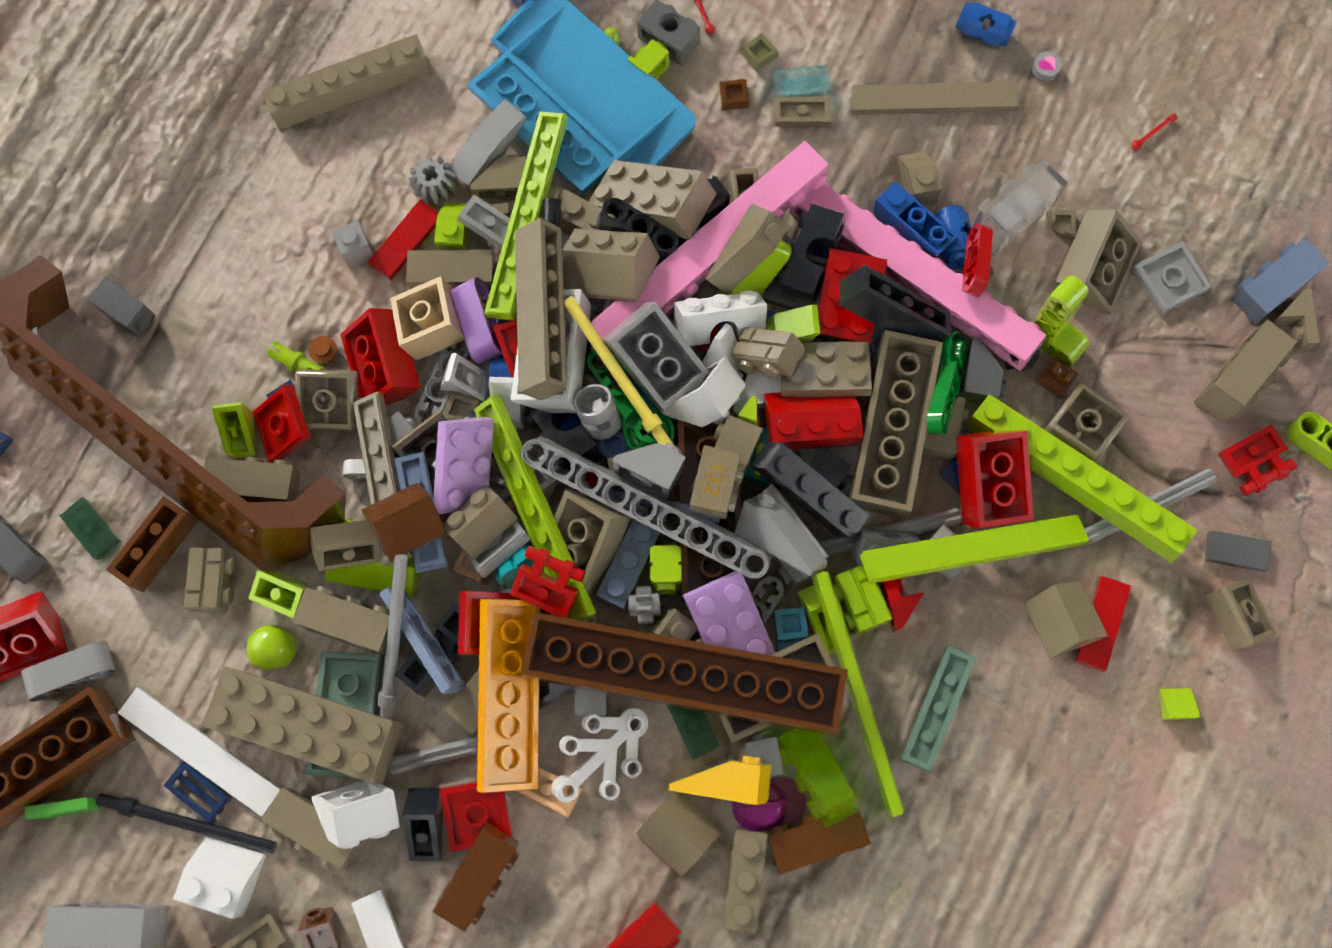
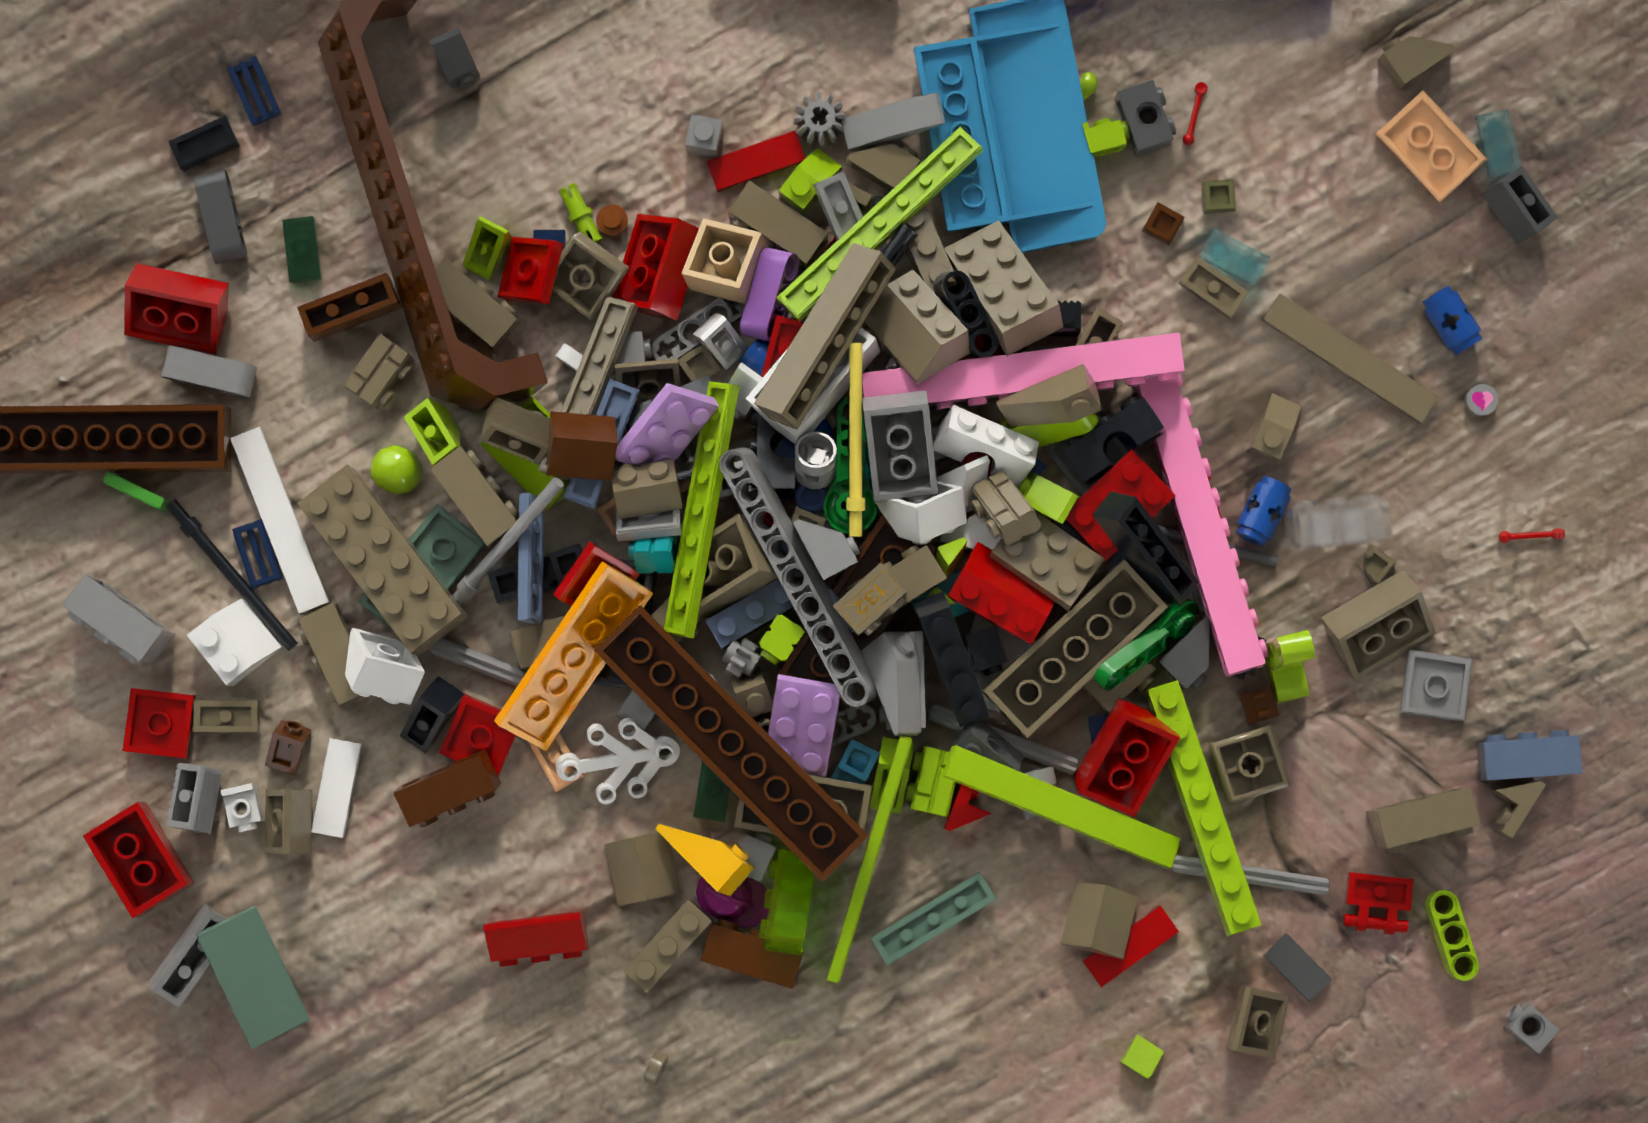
camera: 30 degrees right, 10 degrees up
(543, 590) = (662, 590): red plate -> none
(912, 220) = (1233, 471): blue slope -> none
(977, 260) = (1256, 552): red beam -> none

